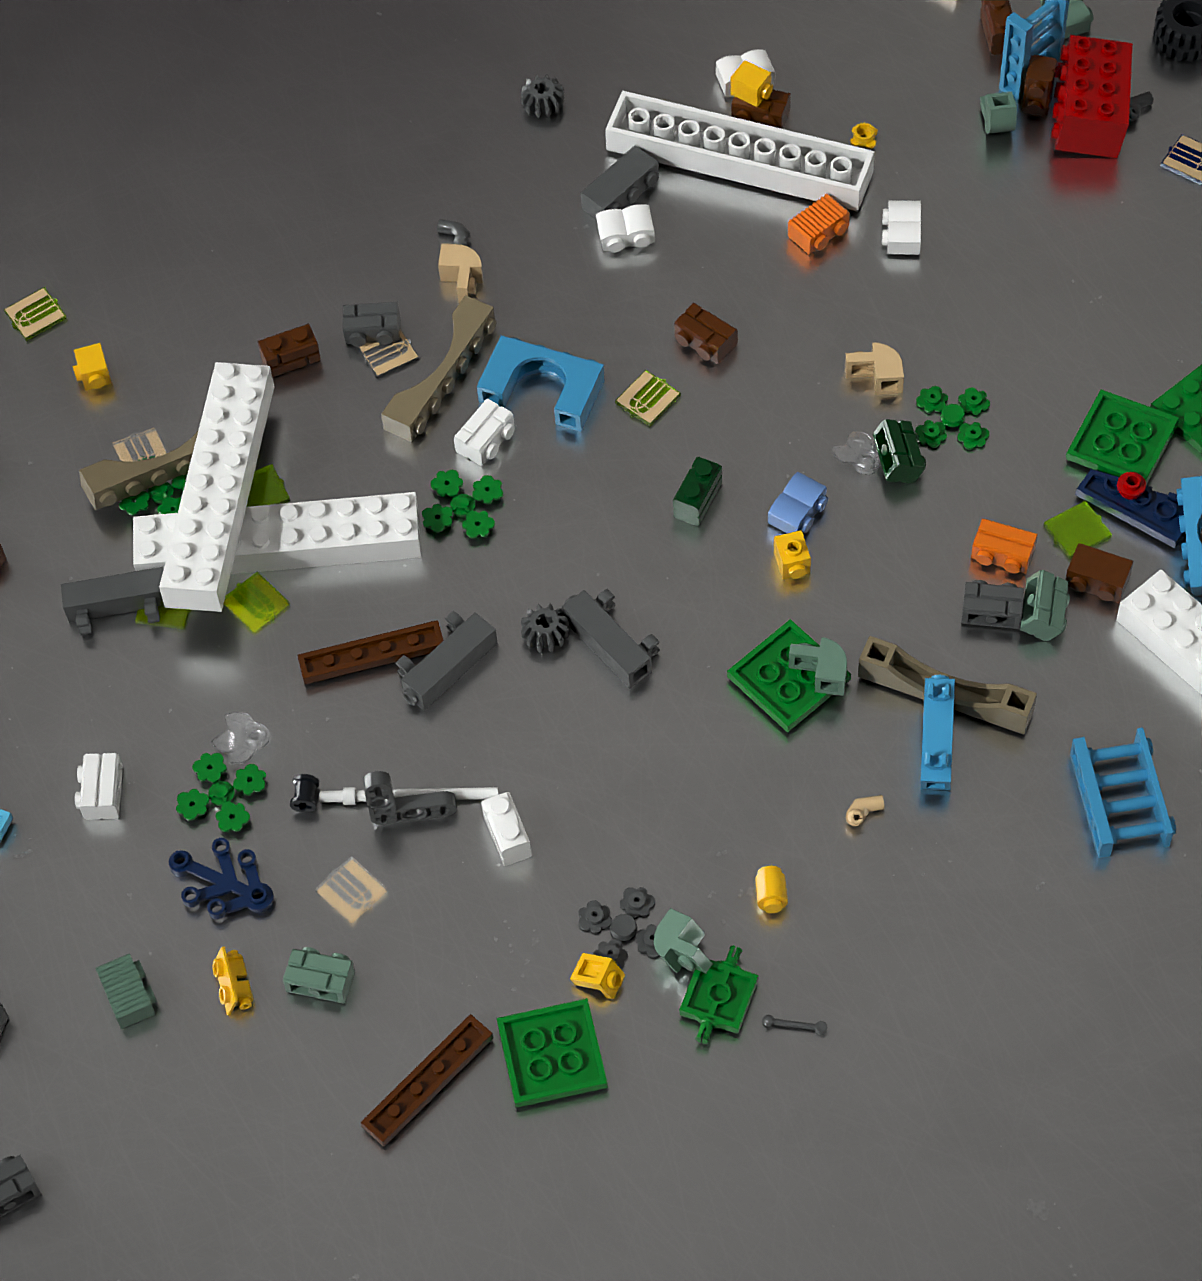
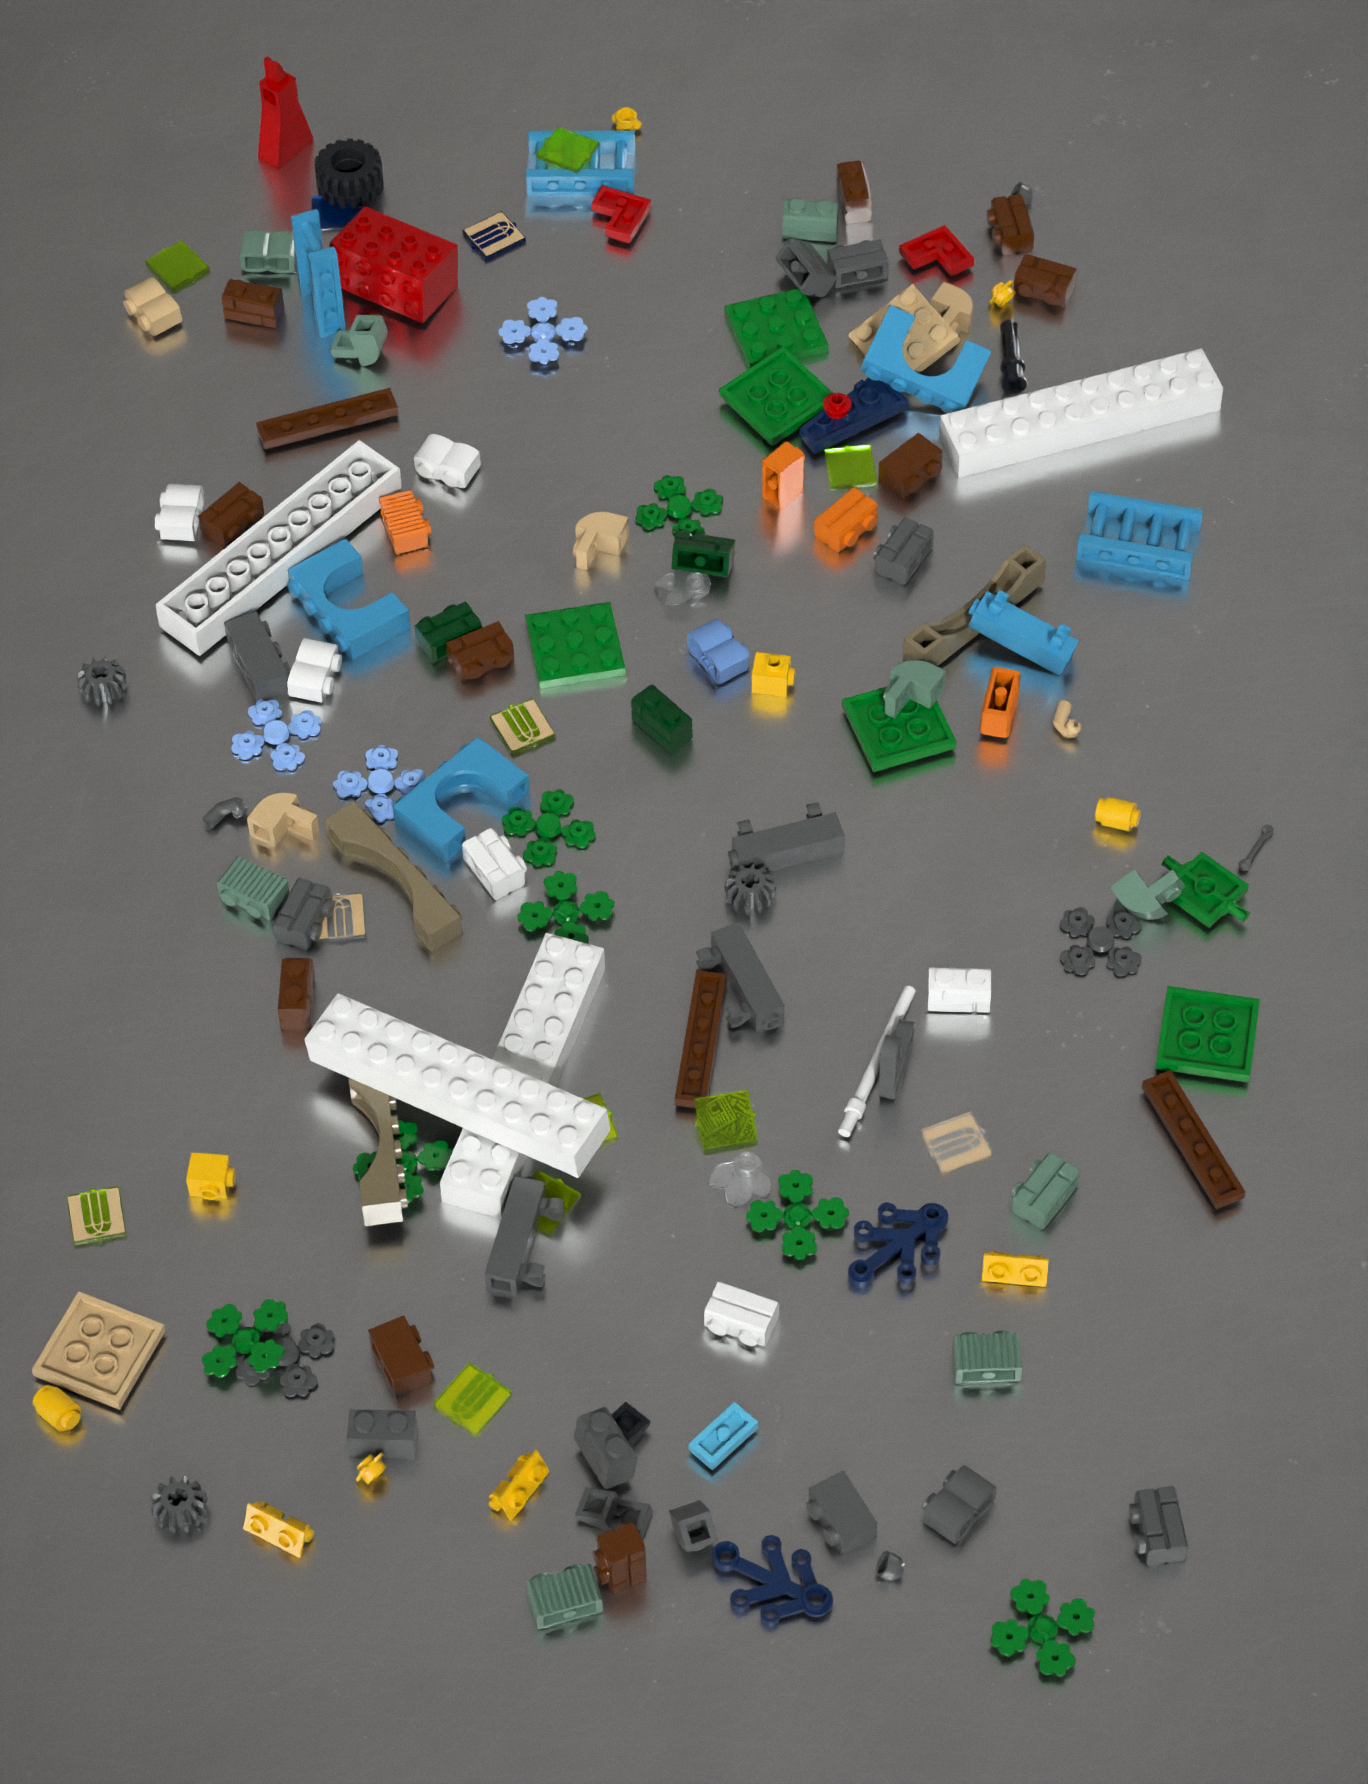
camera: 70 degrees left, 5 degrees down
(140, 446) = (341, 1164): clear piece -> none
(294, 701) = (725, 1119): none -> clear neon green piece
(304, 793) = (836, 1142): black bush -> none
(382, 277) = (253, 888): none -> sand green brick
(538, 321) = (379, 782): none -> light blue plant
(549, 457) = (548, 826): none -> green plant
(553, 232) = (276, 733): none -> light blue plant
(599, 974) = (1143, 972): yellow bracket -> none
(716, 191) = (352, 629): none -> dark azure arch
(717, 299) = (435, 631): none -> dark green brick
(751, 83) = (217, 500): yellow brick -> none
(754, 400) = (575, 645): none -> green plate
(847, 744) = (1000, 702): none -> orange brick
(864, 135) = (316, 452): yellow plate -> none
(905, 127) = (327, 418): none -> reddish brown plate
(1020, 474) = (783, 475): none -> orange brick
(1039, 85) = (356, 294): reddish brown brick -> none
(1044, 605) = (928, 511): sand green brick -> none
(1097, 238) = (543, 332): none -> light blue plant
(1143, 40) = (332, 216): none -> clear blue piece

